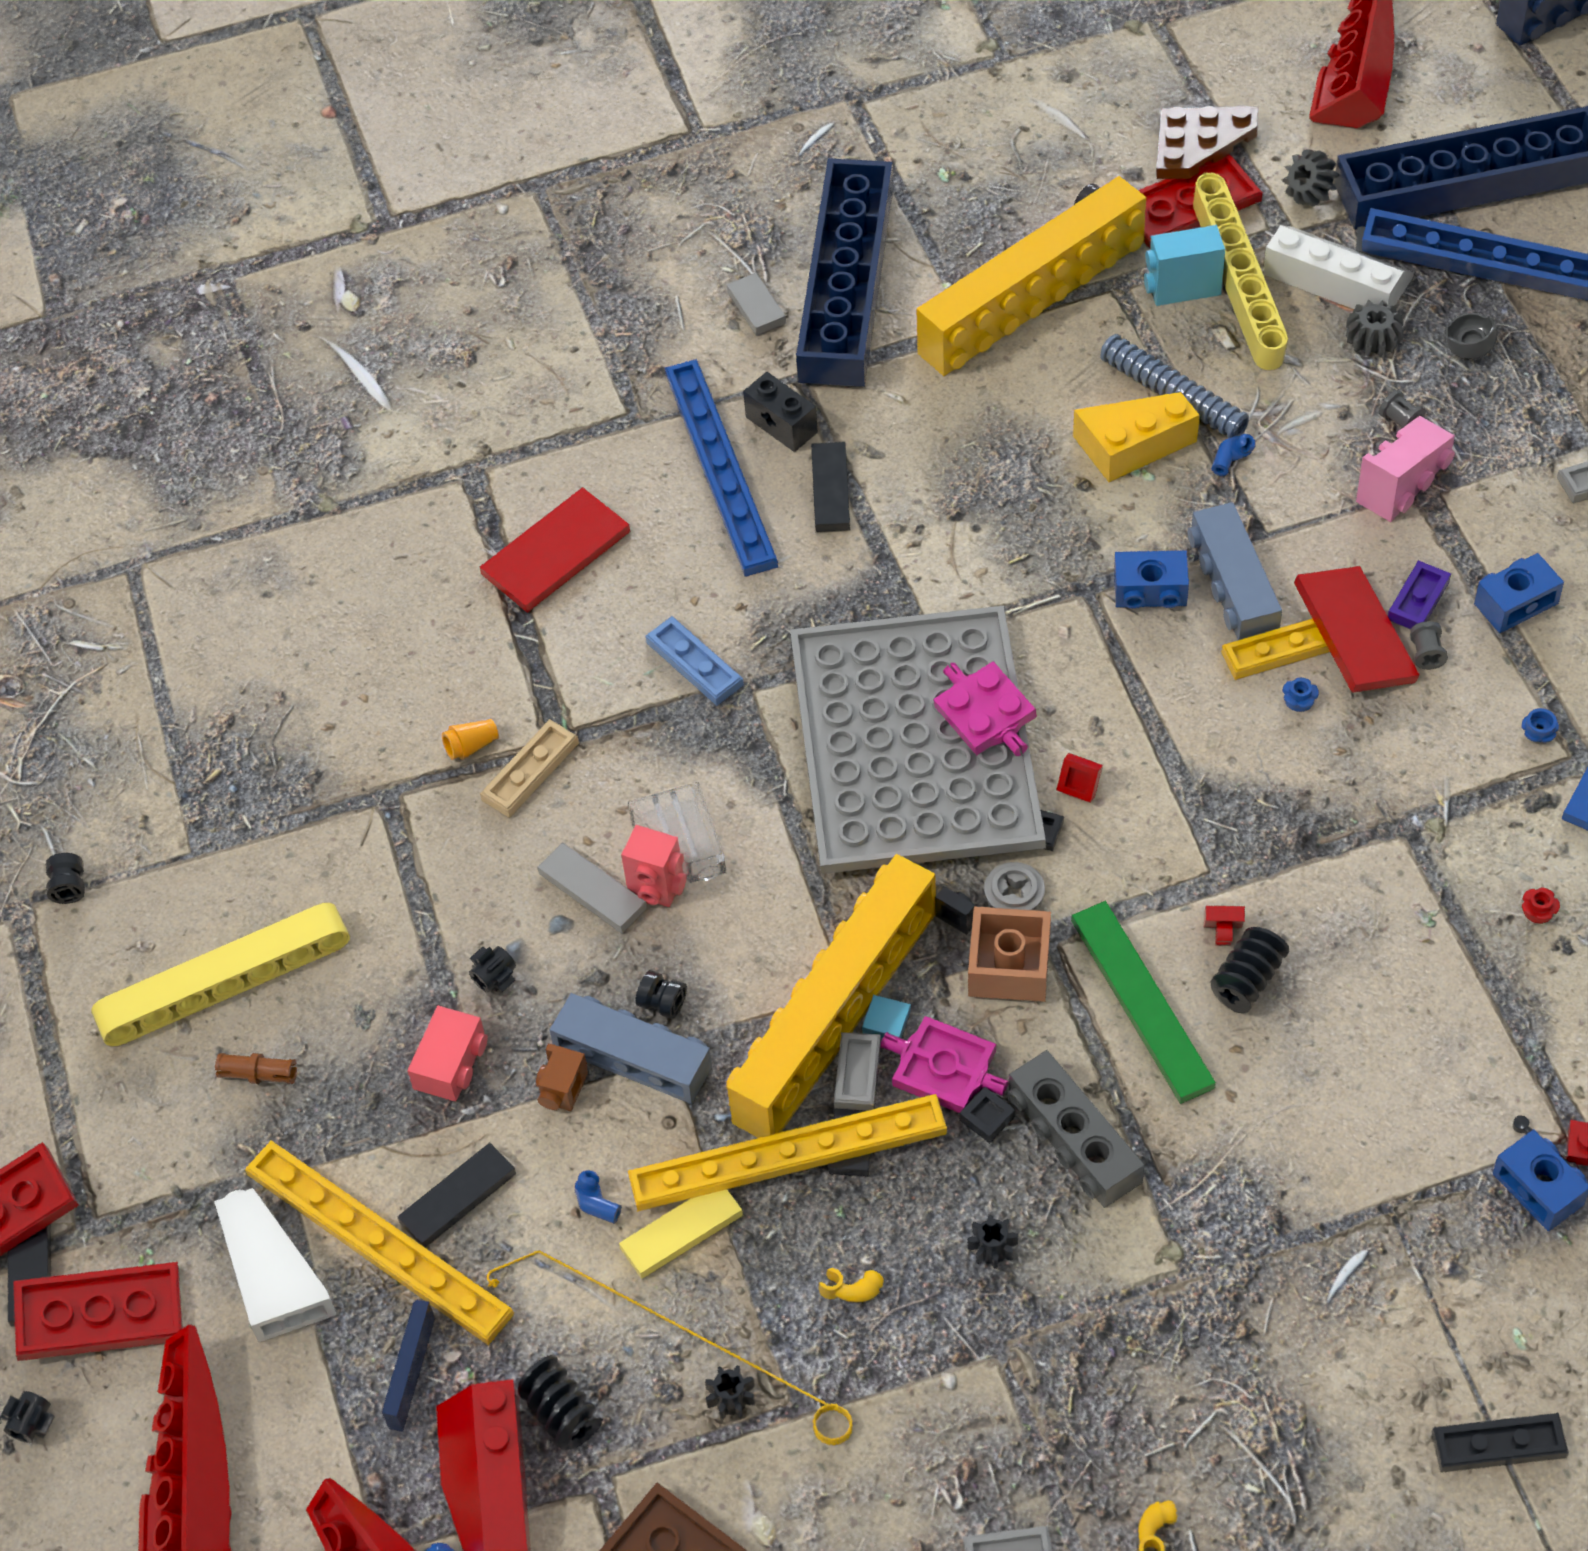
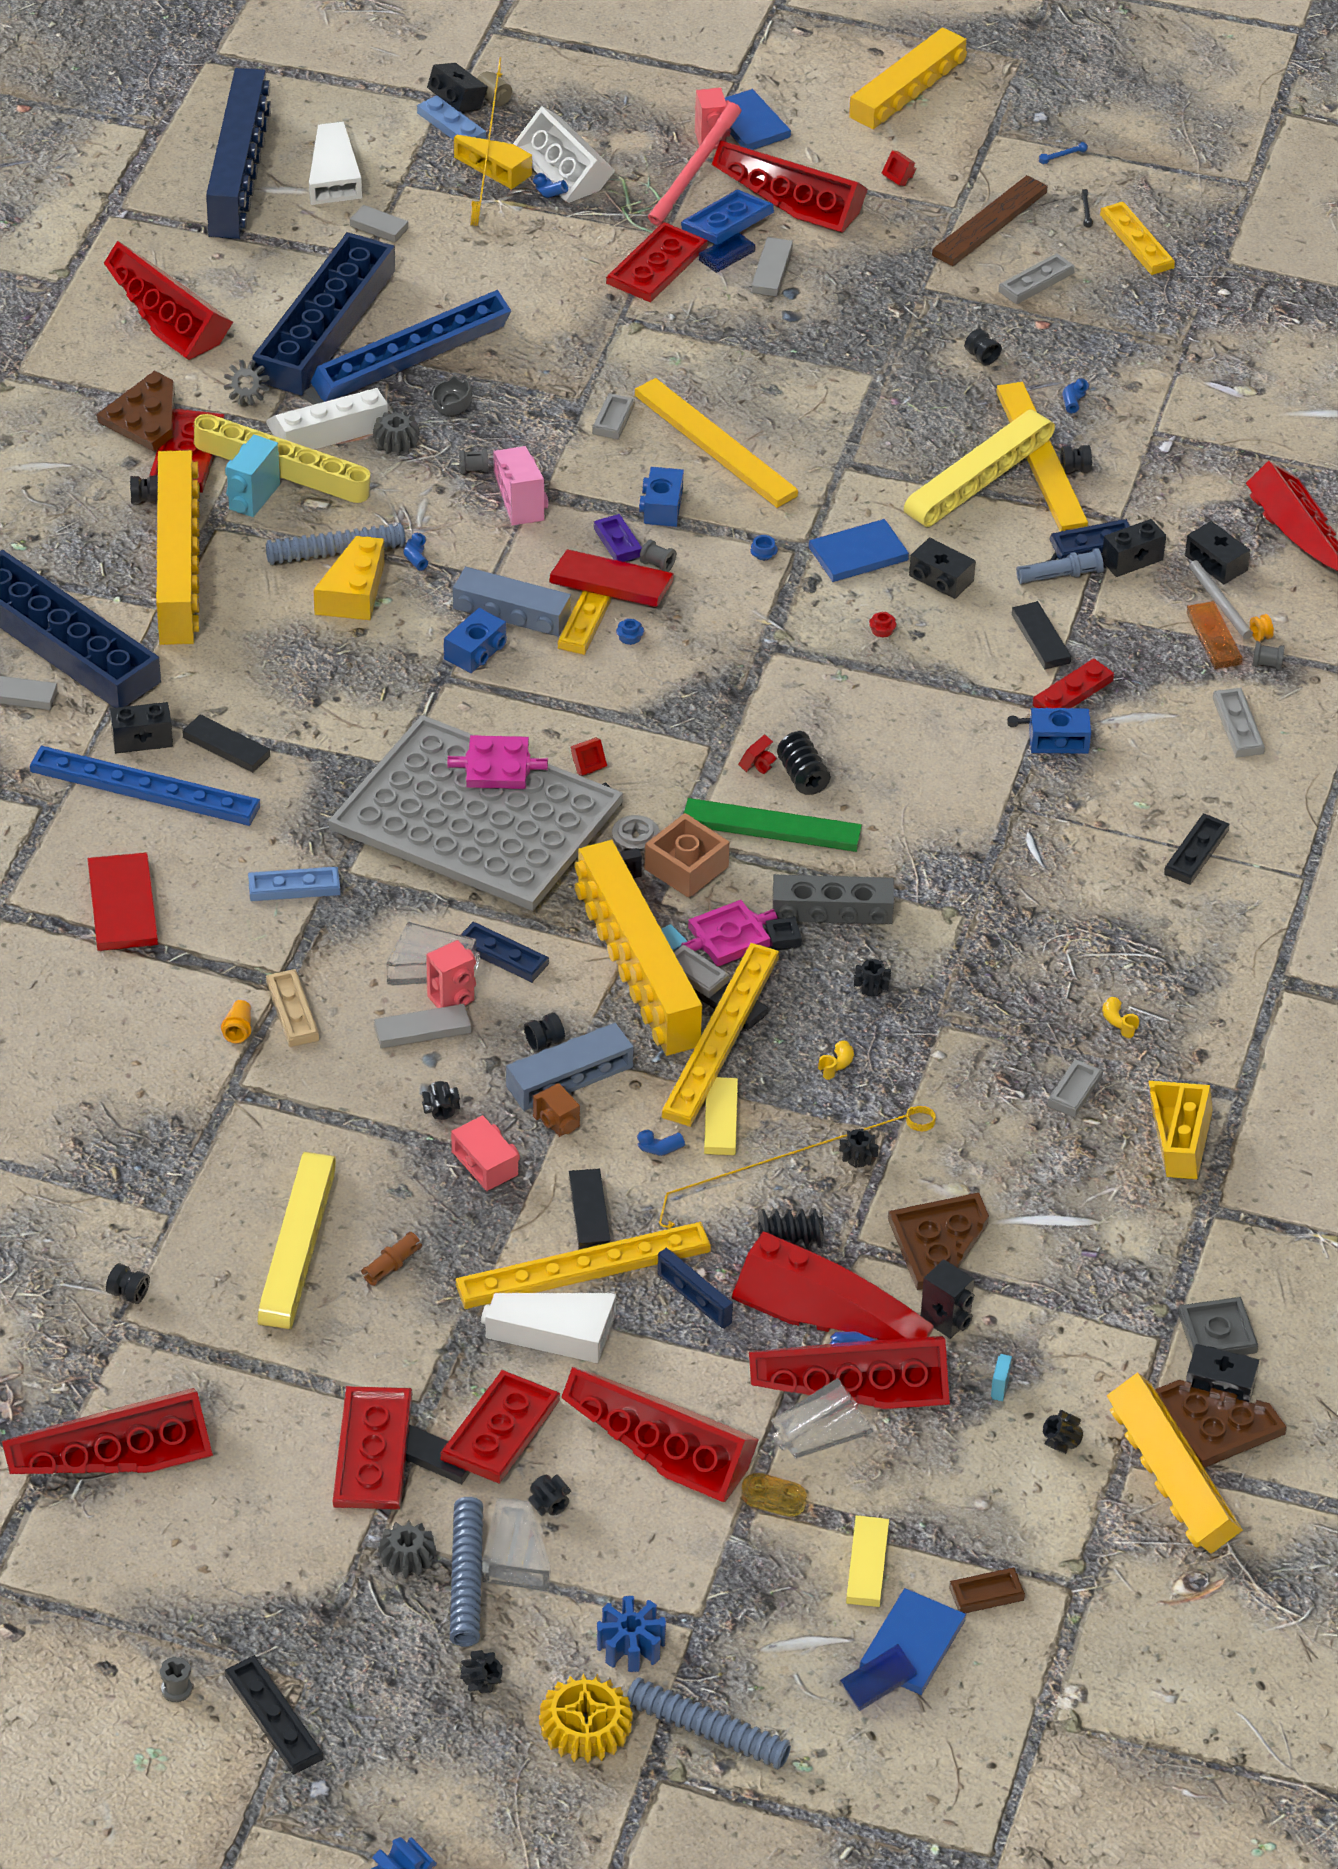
camera: 60 degrees left, 10 degrees down
(750, 887) = (507, 952): none -> dark blue tile

